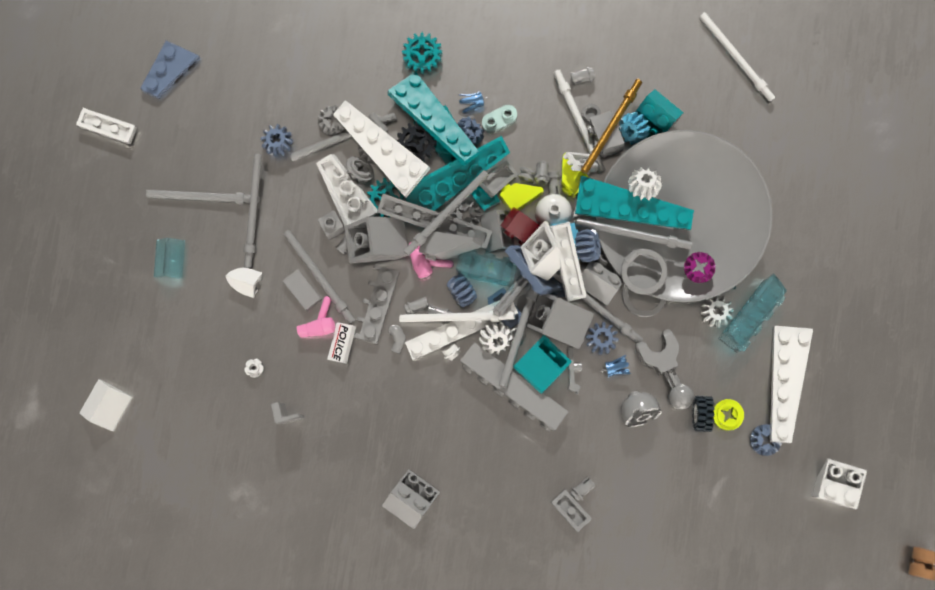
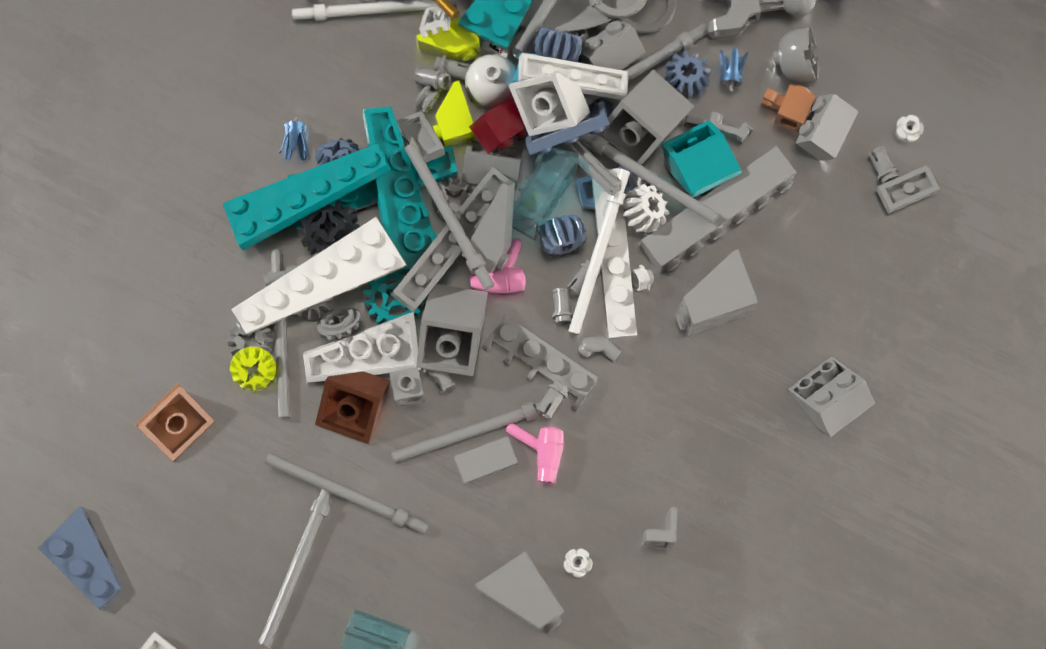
camera: 80 degrees left, 5 degrees down
(218, 339) = (523, 594): none -> light grey slope
(244, 280) = (445, 537): white brick -> none
(266, 92) = (174, 422): none -> nougat slope
(277, 133) = (264, 428): sand blue gear -> none
(311, 195) = (352, 404): none -> copper slope
(316, 120) = (248, 357): none -> neon yellow gear
(341, 343) = (582, 425): white tile -> none
(352, 318) = (553, 398): none -> light grey pin
(430, 52) = (188, 179): teal gear -> none
(450, 403) = (718, 298): none -> light grey slope
(498, 116) = (332, 111): light aqua plate -> none
(595, 442) = (826, 126): none -> light grey brick
(601, 415) = (792, 107): none -> nougat brick
(610, 499) = (906, 134): none -> white plate

